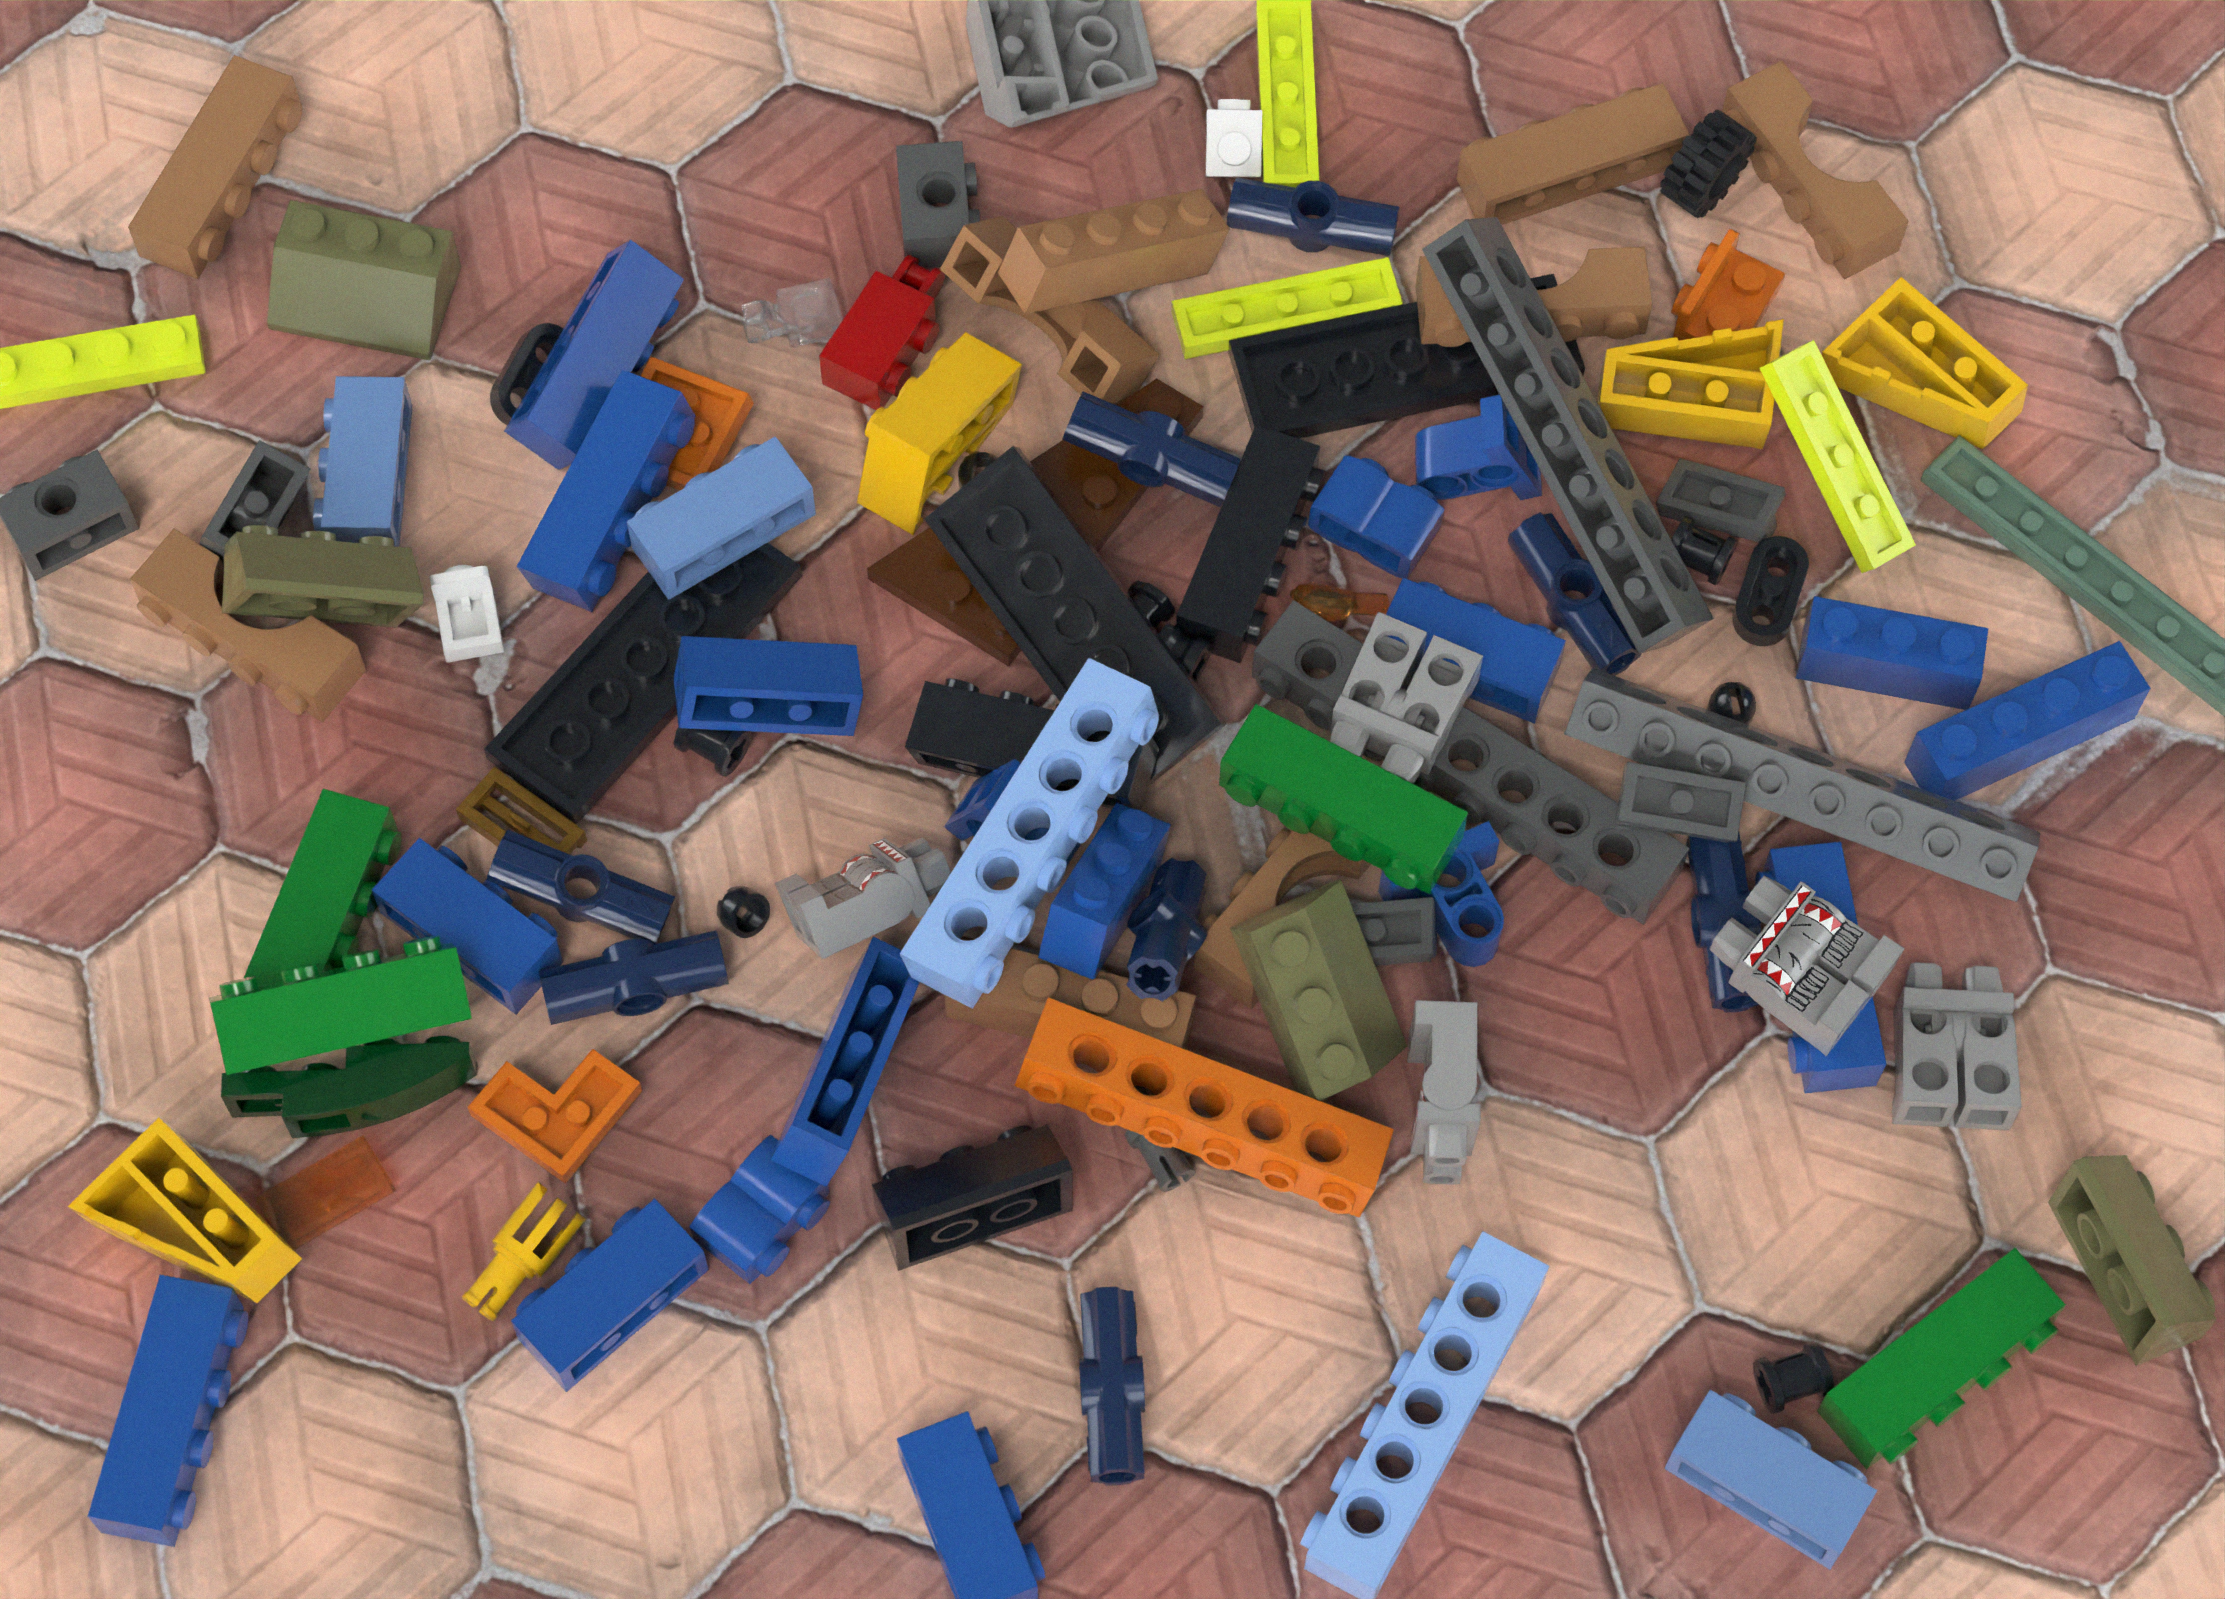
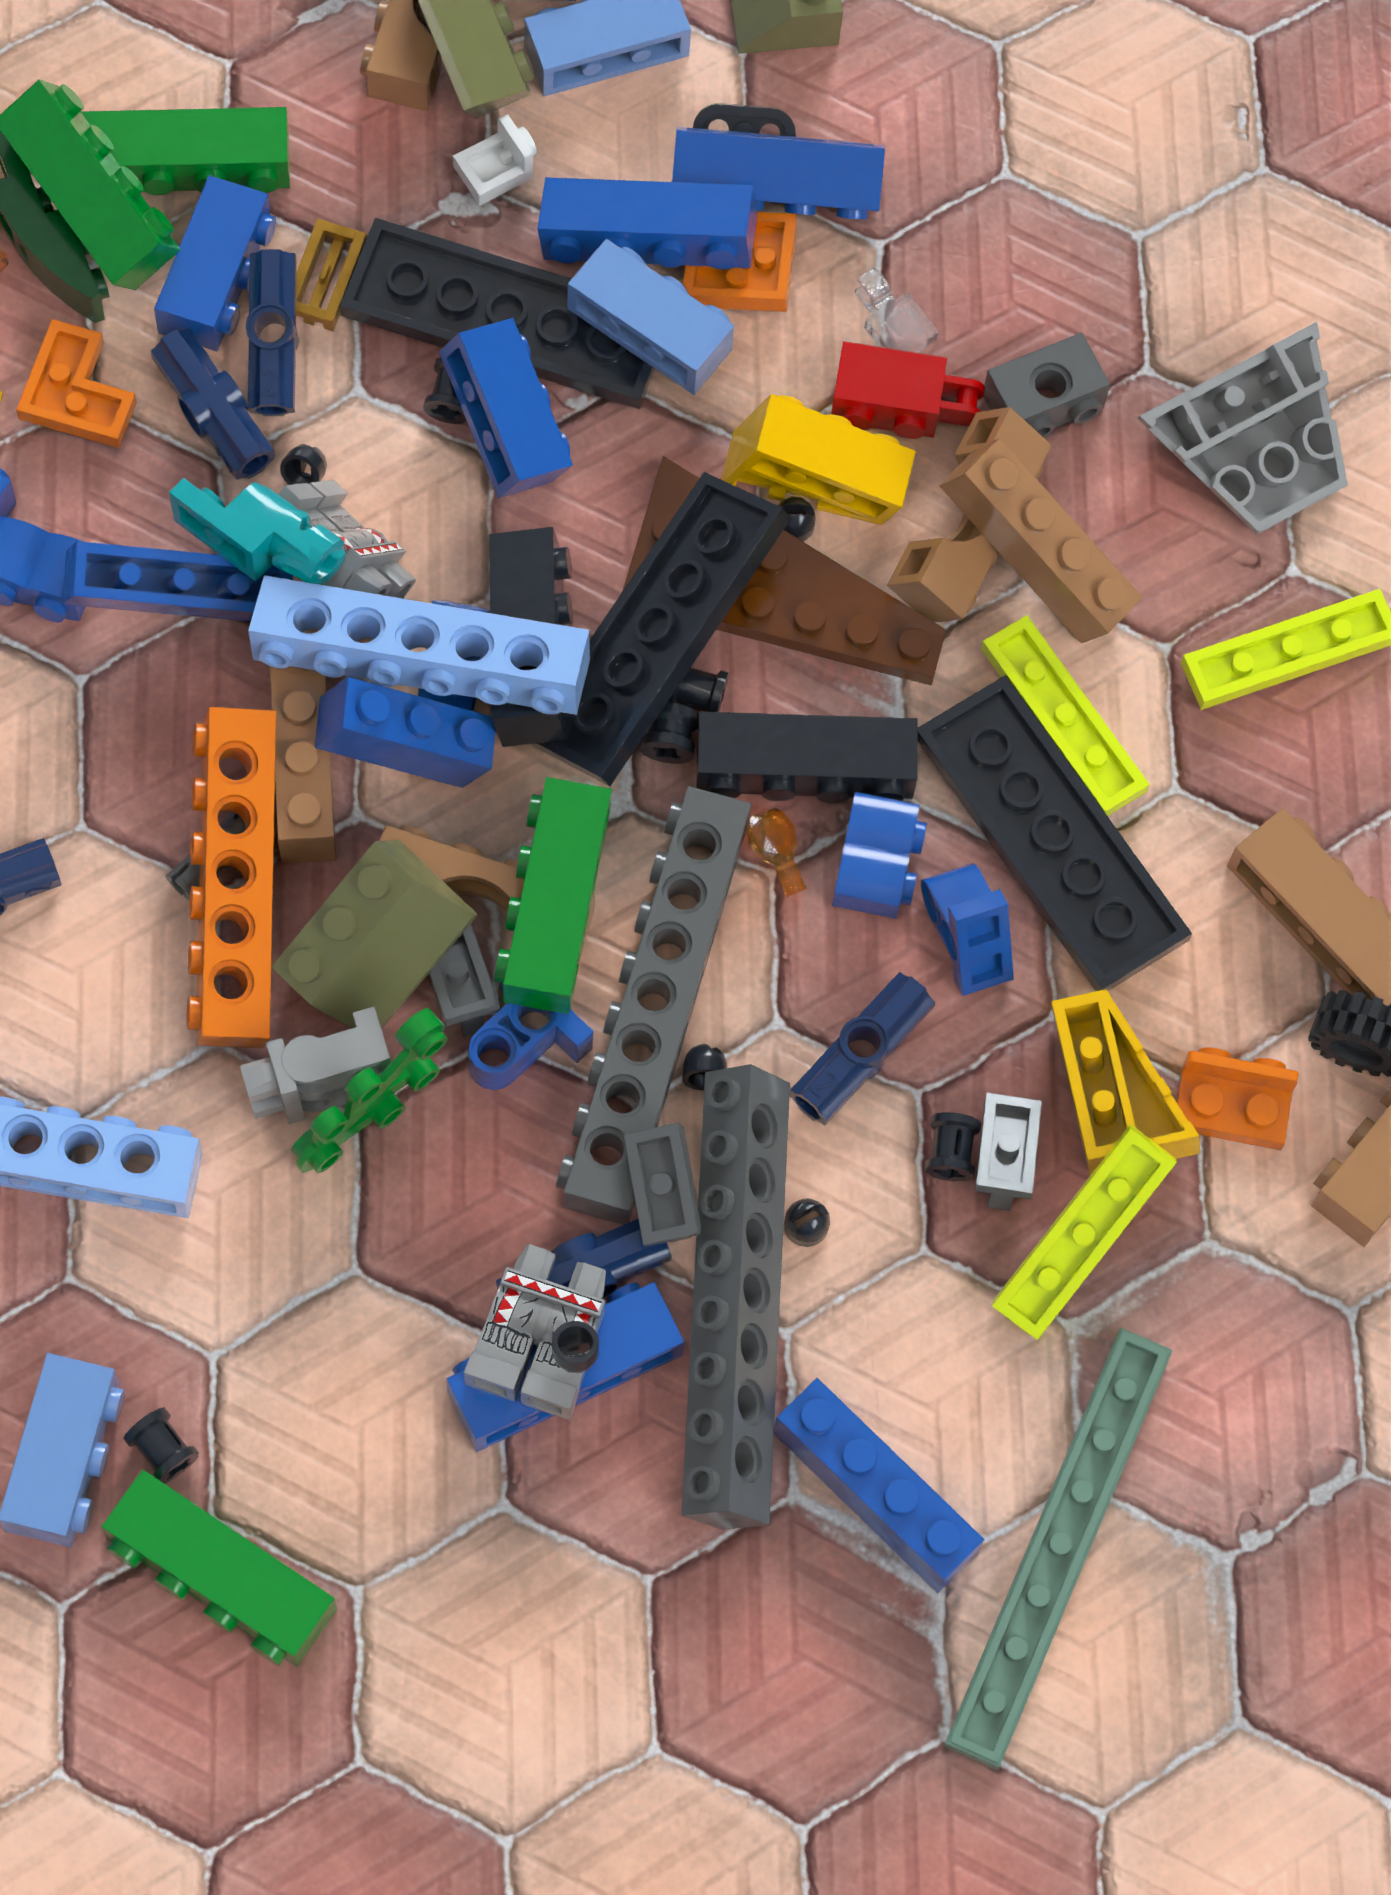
camera: 65 degrees right, 5 degrees up
(846, 945) = (258, 532): none -> teal plate
(973, 1195) = (102, 722): black slope -> none
(1151, 449) = (856, 636): dark blue piece -> none
(1166, 929) = (387, 794): dark blue piece -> none
(1233, 140) = (1223, 614): white bracket -> none
(1283, 209) = (1171, 737): dark blue piece -> none
(1397, 721) = (672, 915): light grey hips -> none
(1501, 1032) = (373, 1096): none -> green plant
(1516, 659) = (773, 973): blue brick -> none
(1546, 739) = (701, 1060): none -> black hinge
(1567, 434) = (996, 975): dark grey brick -> none
(1602, 299) = (1172, 975): medium nougat arch -> none
(1768, 594) = (934, 1219): black plate -> none
(1840, 914) = (574, 1339): none -> black hinge
(1892, 653) = (906, 1343): blue brick -> none
(1925, 368) = (1224, 1291): yellow wedge -> none
(1955, 1051) = (523, 1504): light grey hips -> none
(2131, 1257) = (369, 1710): olive slope -> none

